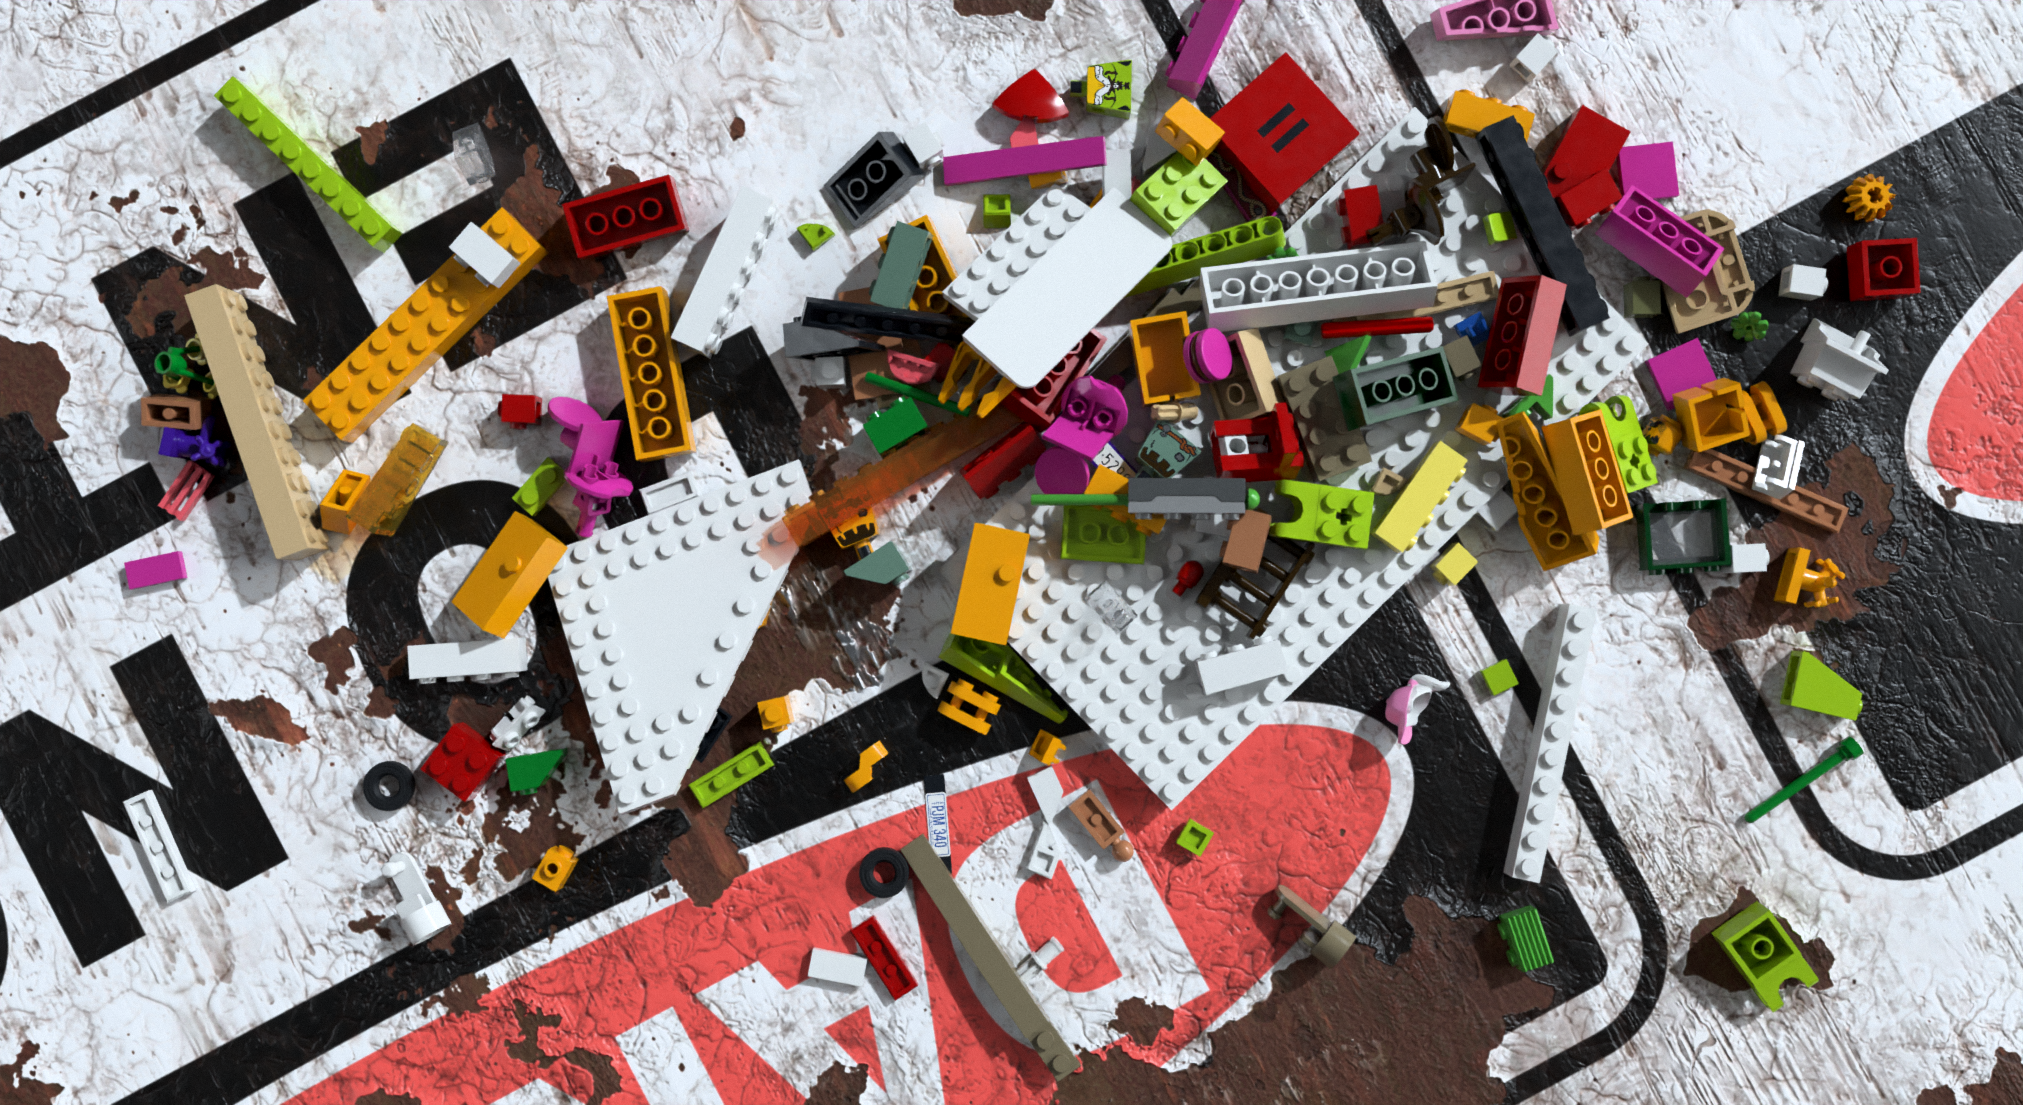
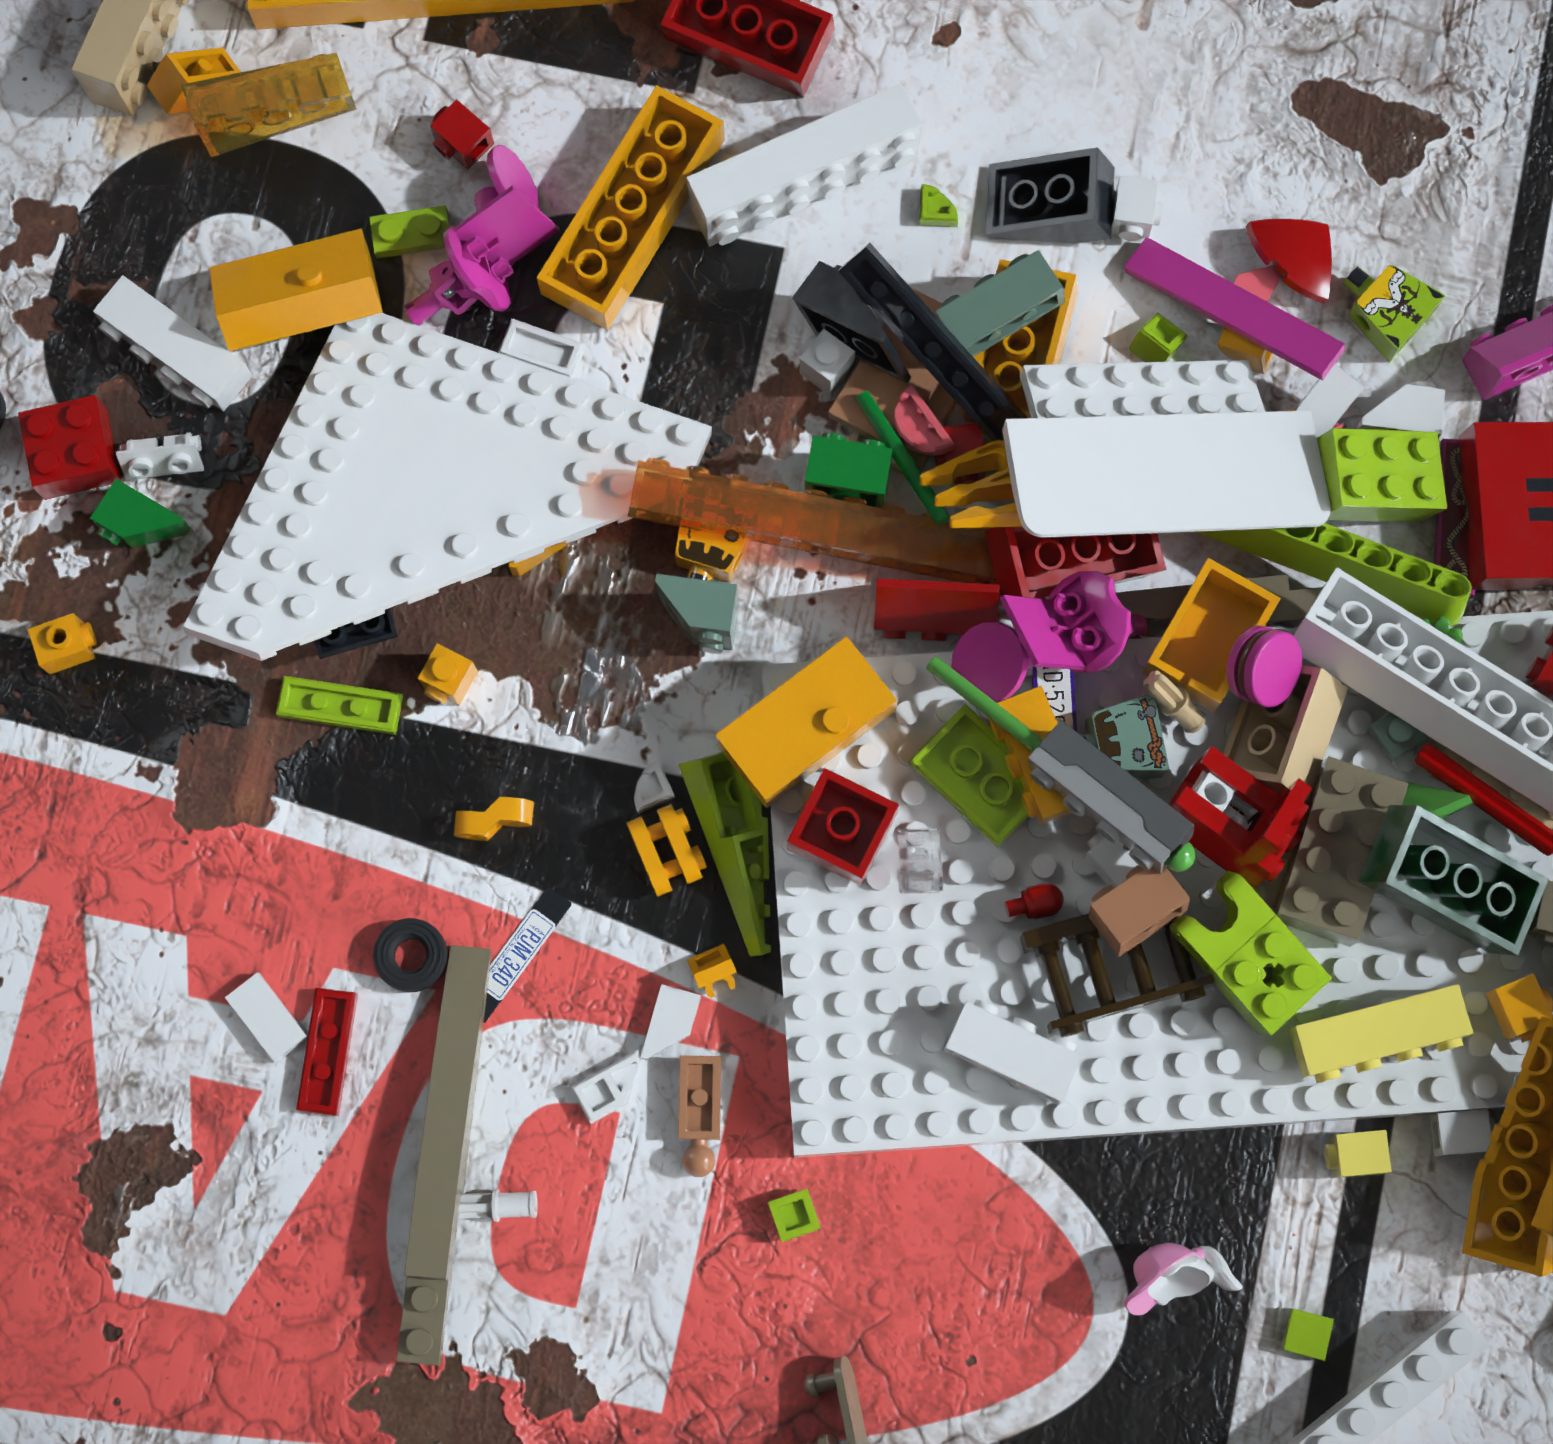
camera: 40 degrees right, 10 degrees down
(1057, 624) = (842, 826): none -> red brick
(1189, 131) = (1447, 417): light orange brick -> none
(1387, 483) = (1356, 988): tan tile -> none

